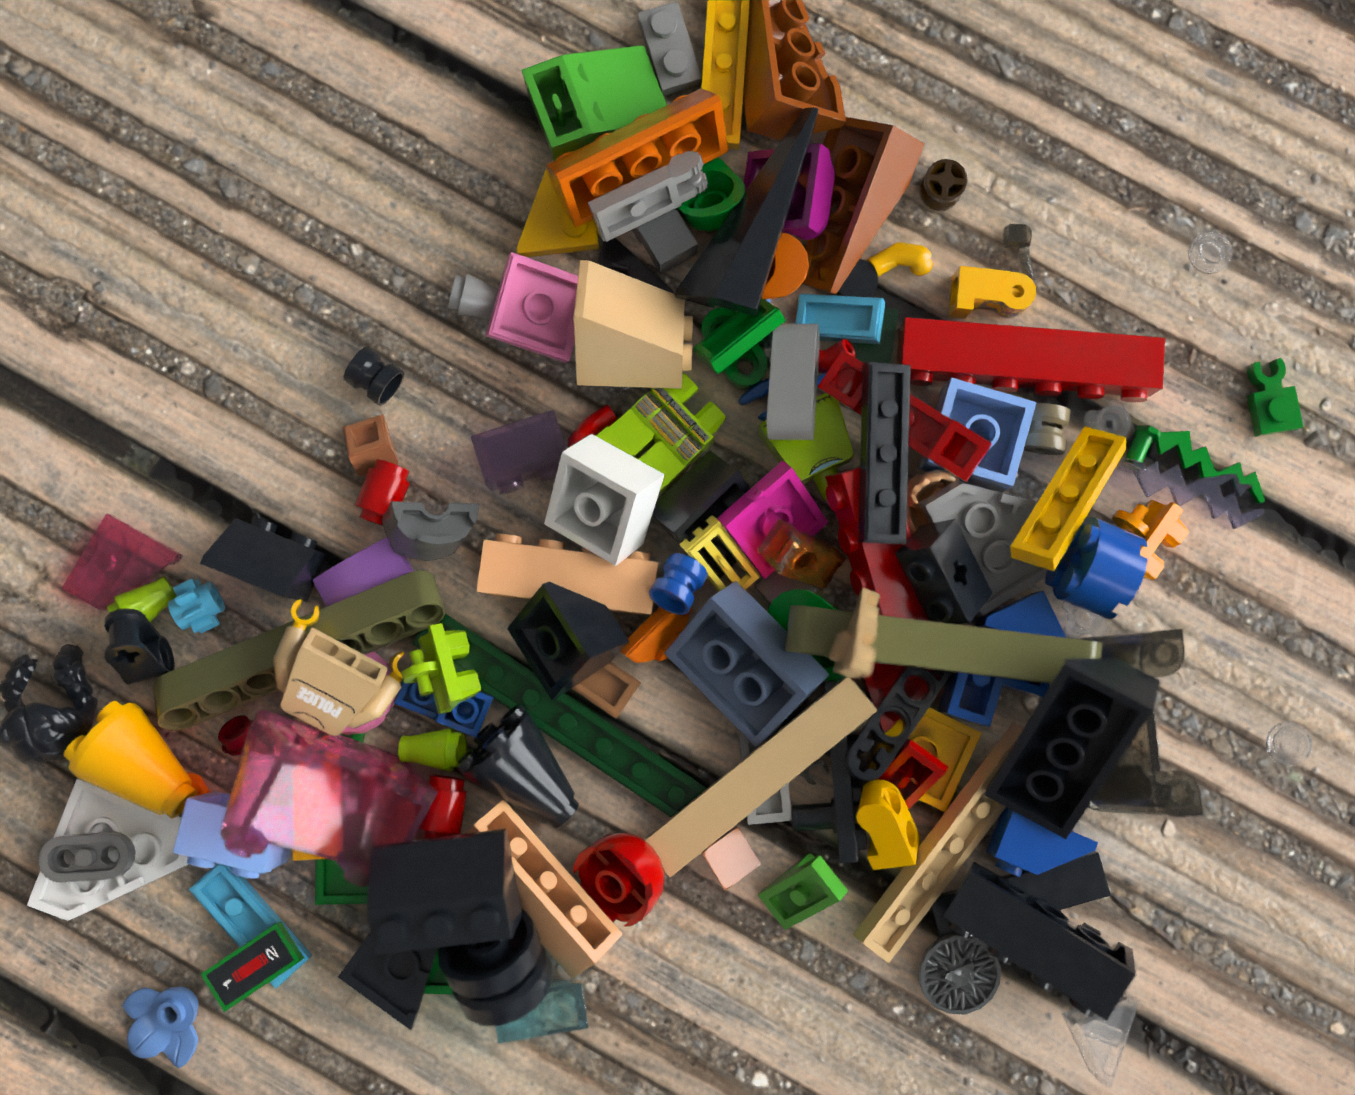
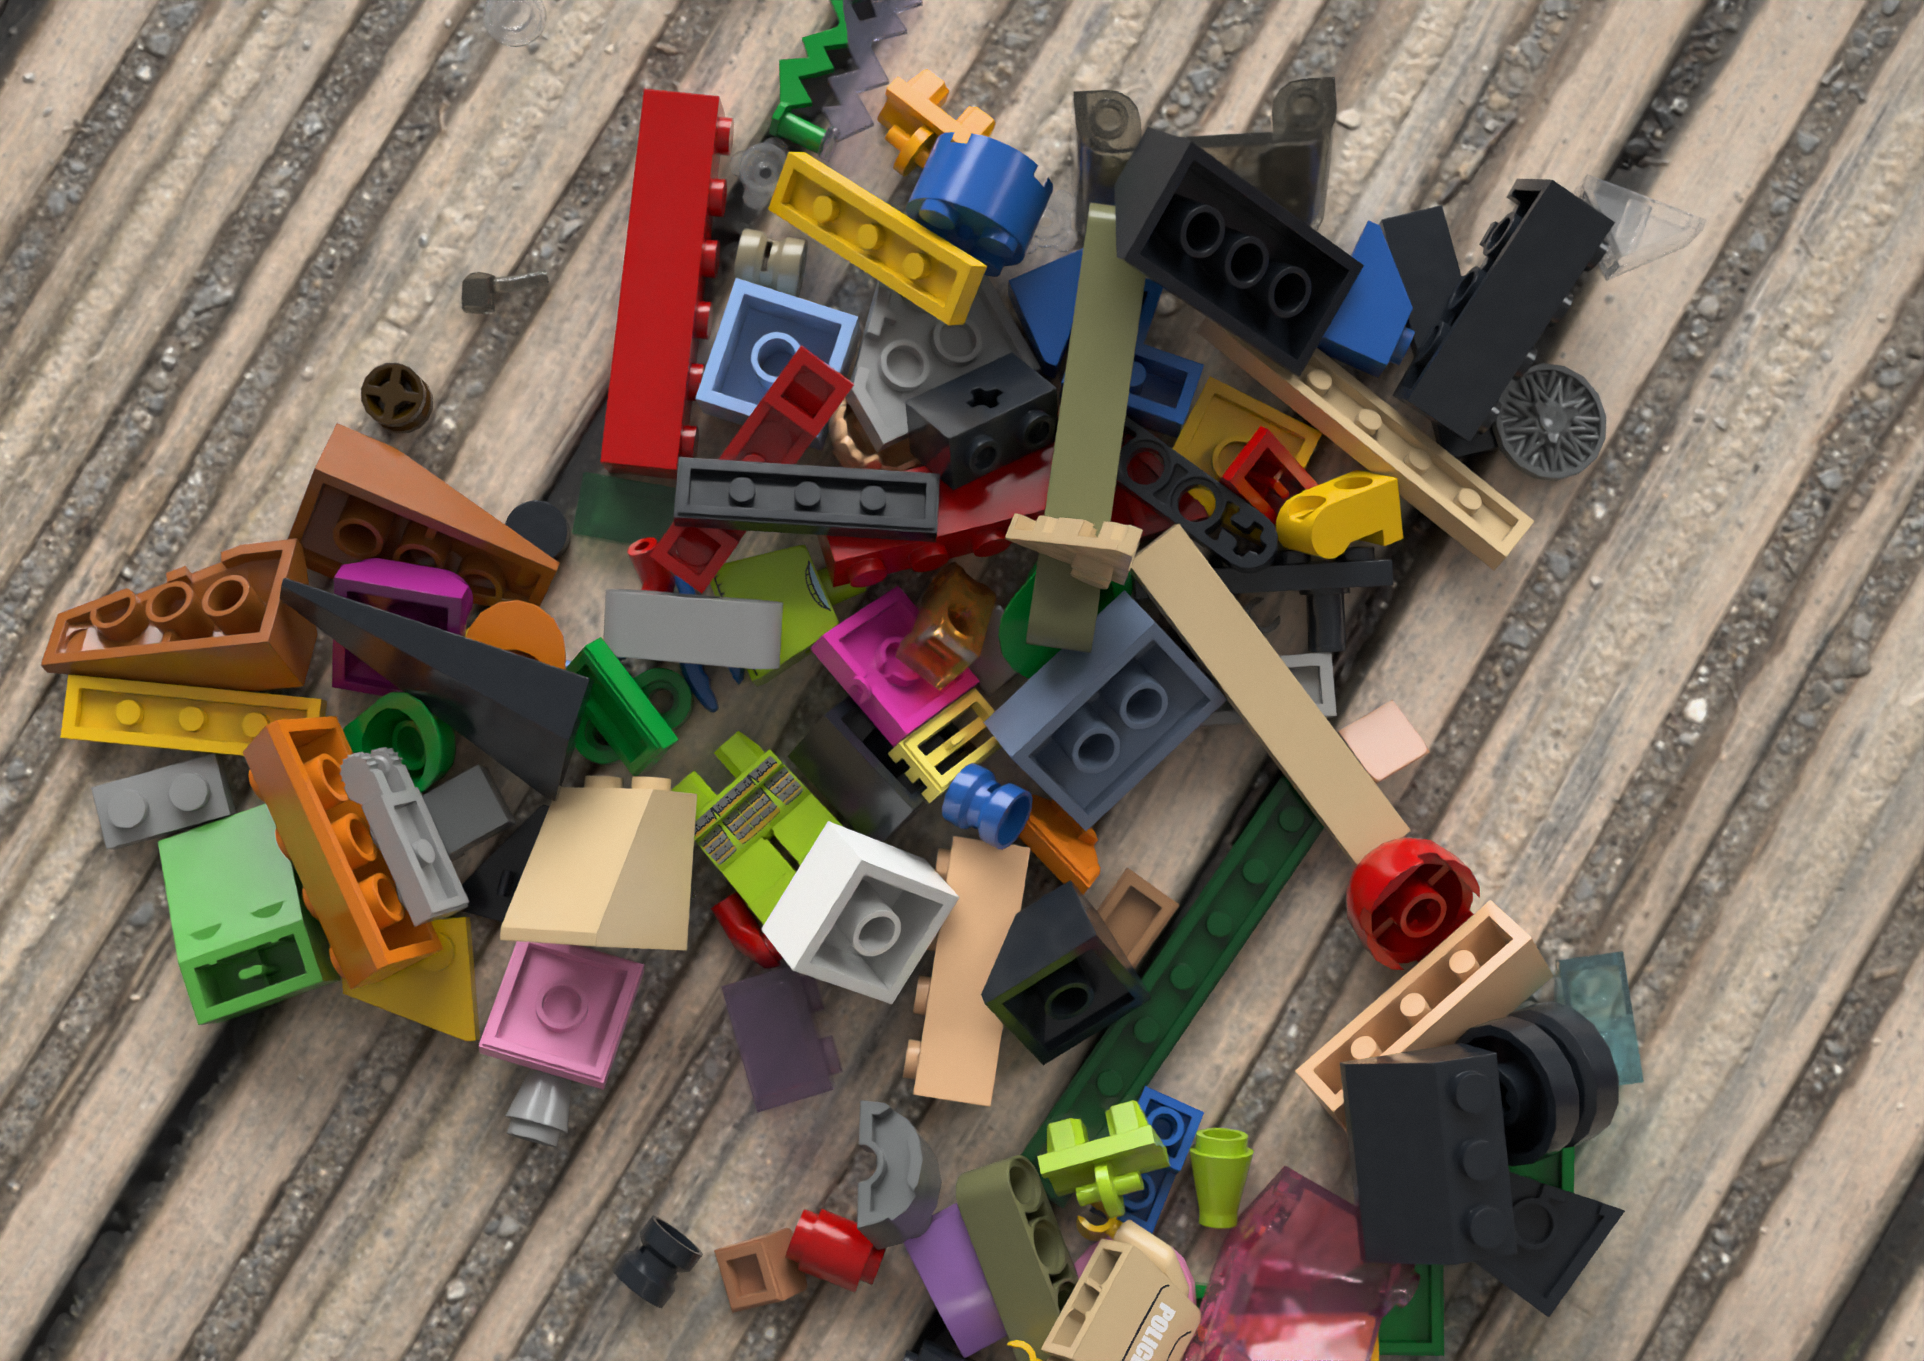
camera: 85 degrees left, 0 degrees up
(447, 809) = (1309, 1153): red brick -> none
(520, 768) = (1250, 1046): black cone -> none
(802, 891) = (1432, 640): bright green slope -> none
(843, 317) = (593, 555): medium azure tile -> none
(902, 254) = (500, 459): yellow arm -> none
(989, 289) = (561, 321): yellow leg -> none

